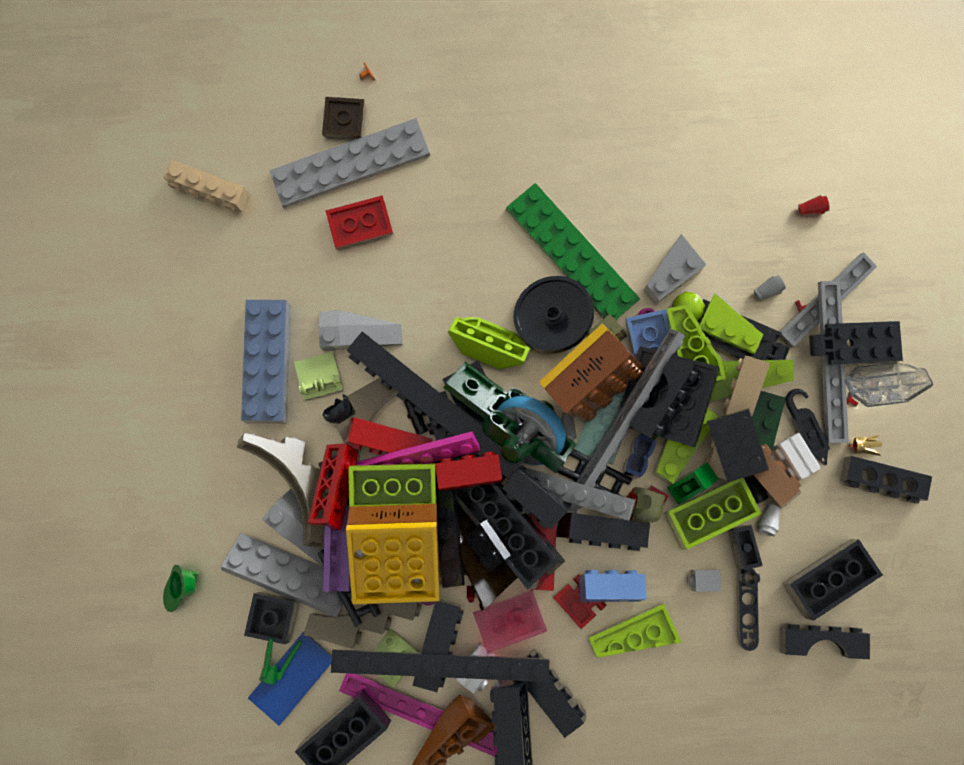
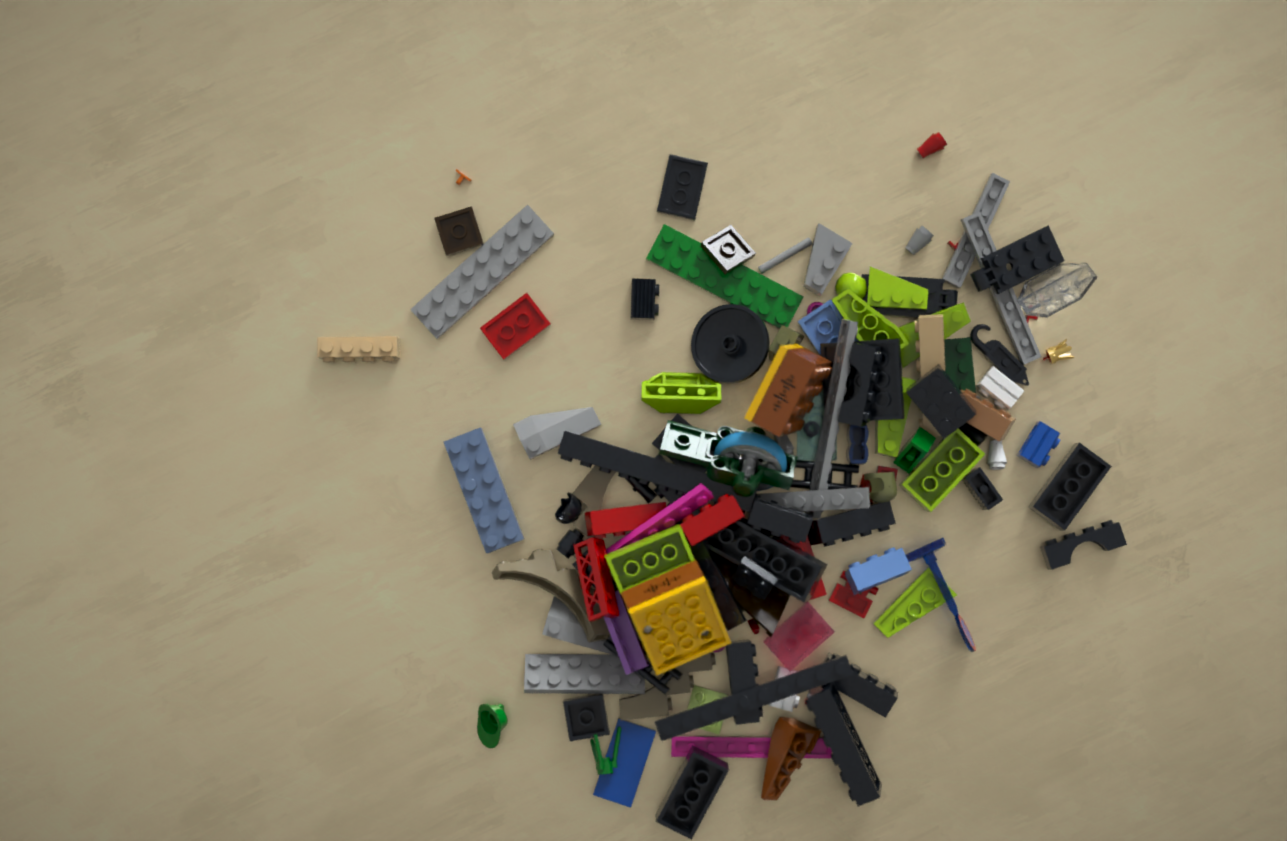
camera: 25 degrees left, 5 degrees up
(318, 376) = (536, 484): yellowish green hinge -> none
(326, 439) = (566, 543): none -> black brick
(488, 243) = (643, 299): none -> black brick
(565, 157) = (682, 187): none -> black tile
(585, 227) = (728, 249): none -> plate
(604, 421) = (807, 432): none -> black pin
(637, 254) = (785, 255): none -> light grey bar
(668, 595) = (927, 553): none -> clear blue piece
(705, 580) = (957, 532): light grey brick -> none
(751, 608) = (1007, 541): black beam -> none
(816, 526) = (1039, 444): none -> blue brick
(918, 483) = (1117, 370): black brick -> none

